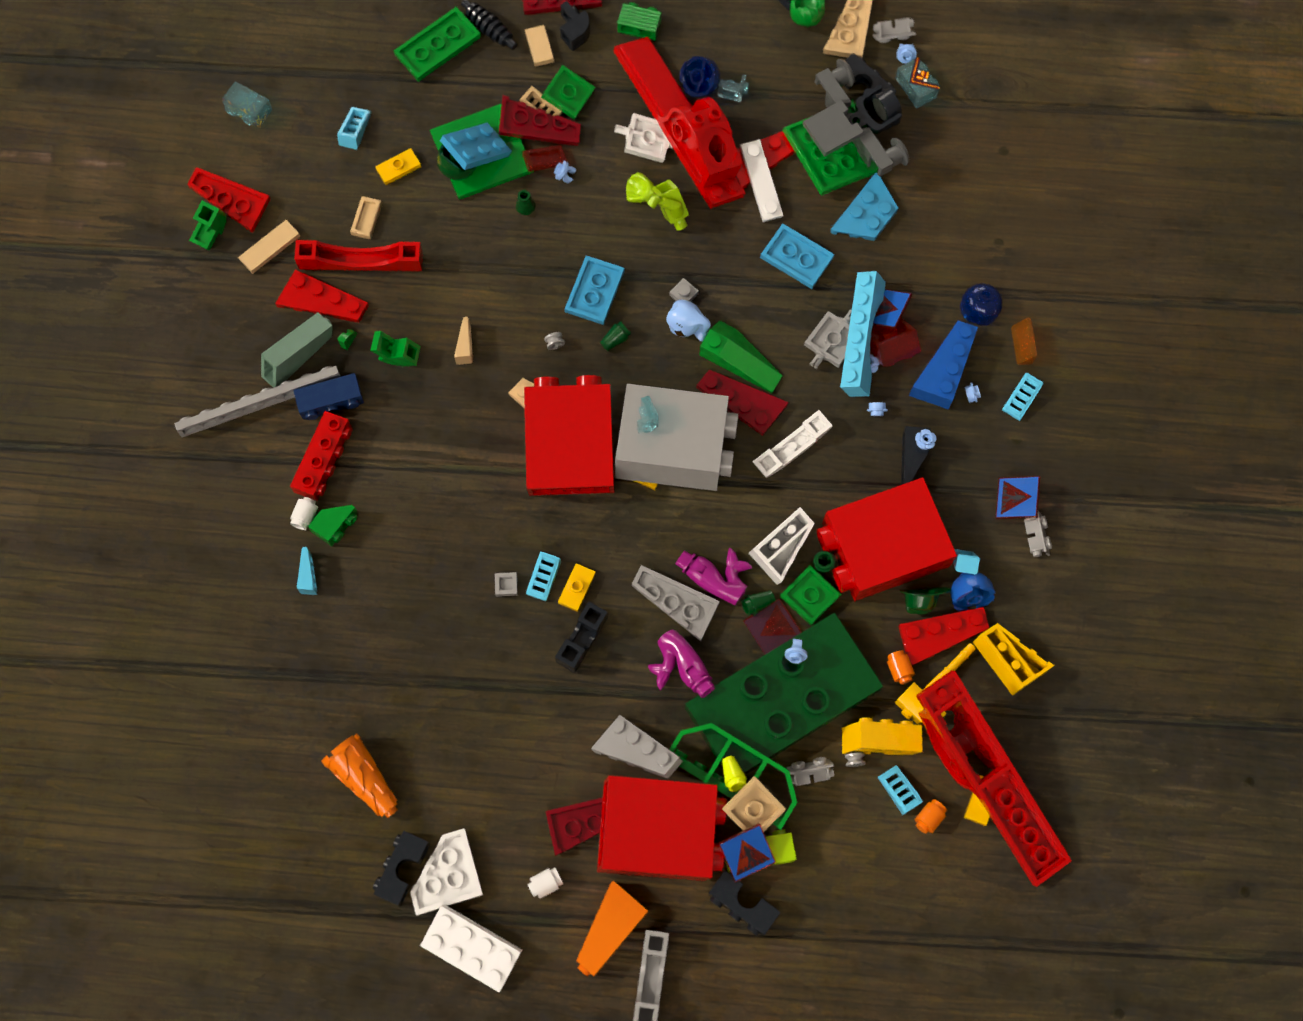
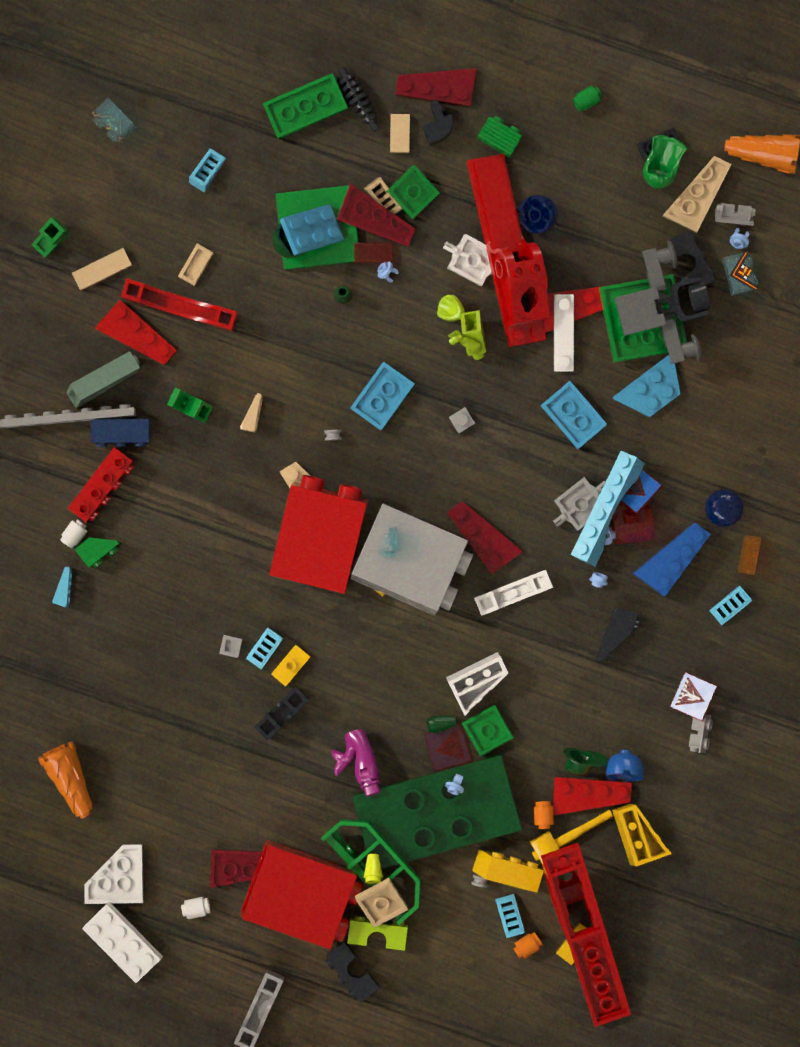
camera: 20 degrees right, 15 degrees up
(234, 199) = (81, 214): red wing -> none
(346, 339) = (148, 381): green tile -> none
(398, 166) = (237, 222): yellow plate -> none
(407, 848) = (70, 875): black arch -> none
(611, 926) = (240, 958): orange slope -> none
(615, 336) = (388, 446): dark green cone -> none
(636, 748) = (296, 816): light grey wing -> none
(683, 604) = (373, 703): light grey wing -> none
(687, 319) = (455, 451): light blue piece -> none
(708, 577) = (405, 690): magenta piece -> none
(733, 90) = (564, 232): clear light blue bracket -> none
(736, 354) = (491, 492): green wedge -> none
(747, 852) = (365, 935): piece -> none
(818, 768) = (431, 877): light grey hinge -> none
(824, 558) = (510, 712): dark green cone -> none
(886, 540) = (565, 704): red brick -> none
(921, 443) = (629, 620): light blue plate -> none
(966, 562) = (628, 741): medium azure slope -> none
(972, 393) = (687, 589): light blue plate -> none

